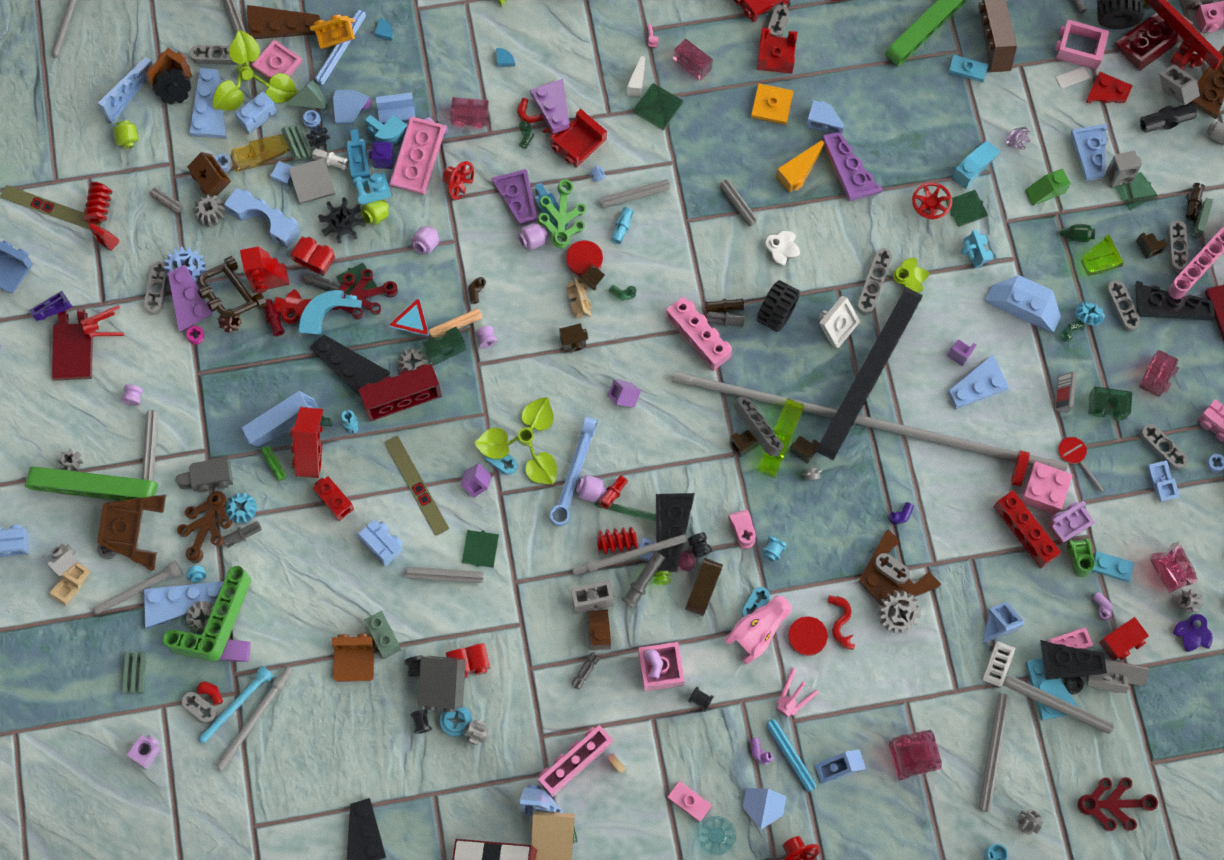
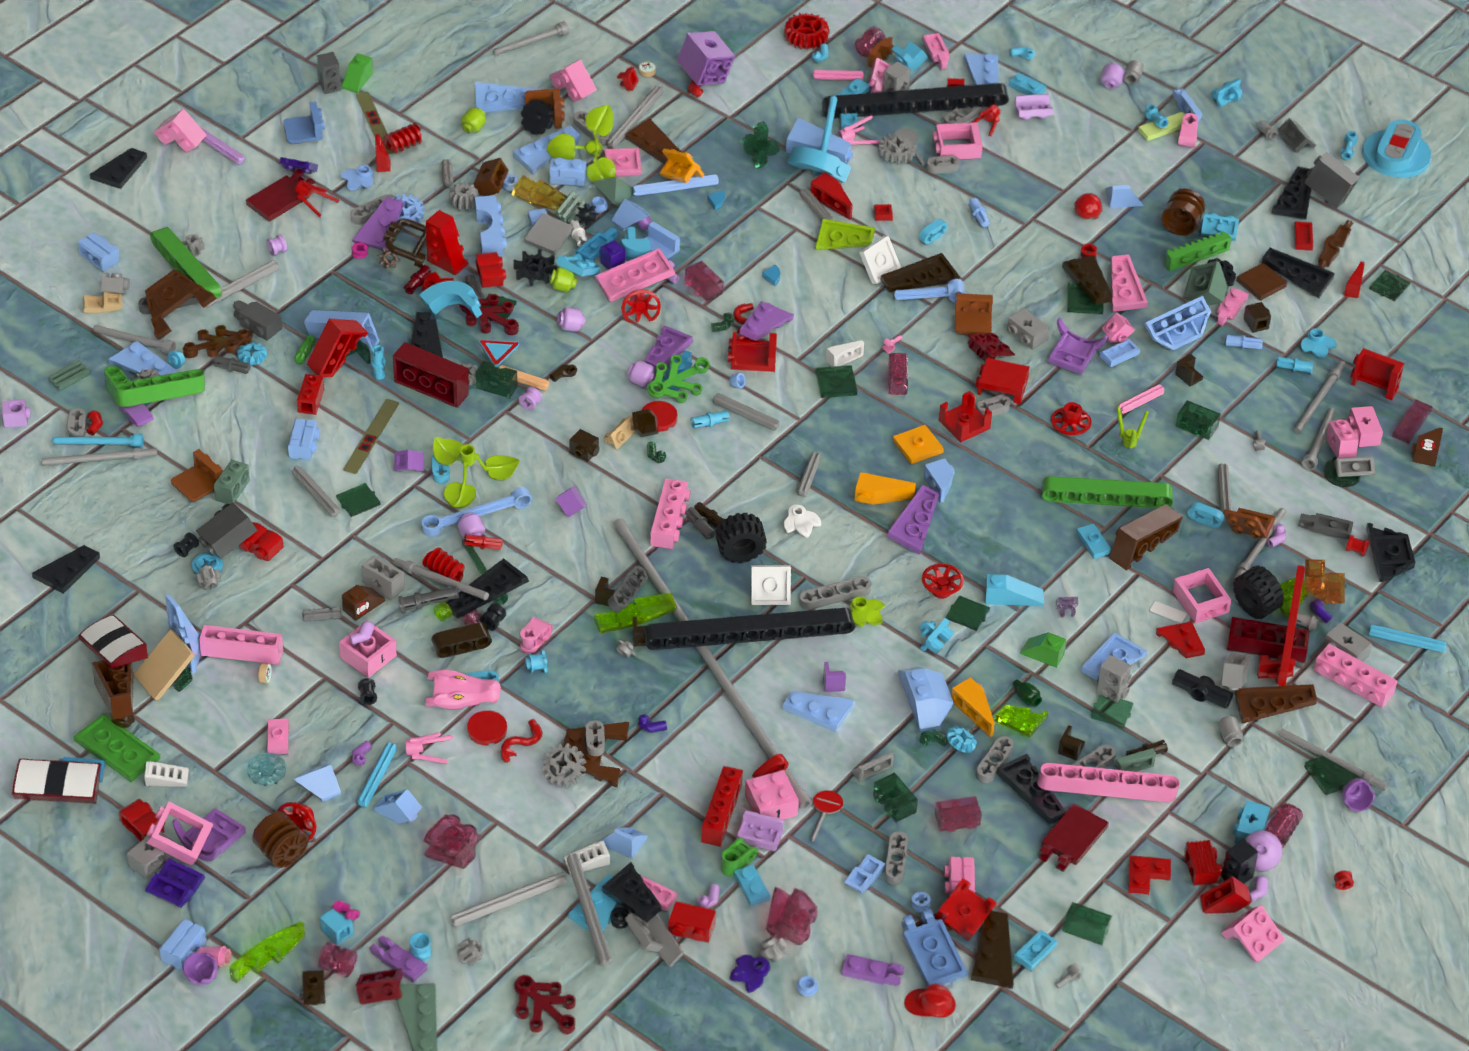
camera: 50 degrees right, 25 degrees down
(108, 274) = (358, 177): none -> light blue plate
(154, 24) = (575, 80): none -> bright pink brick
(1065, 277) = (973, 703): none -> light orange slope

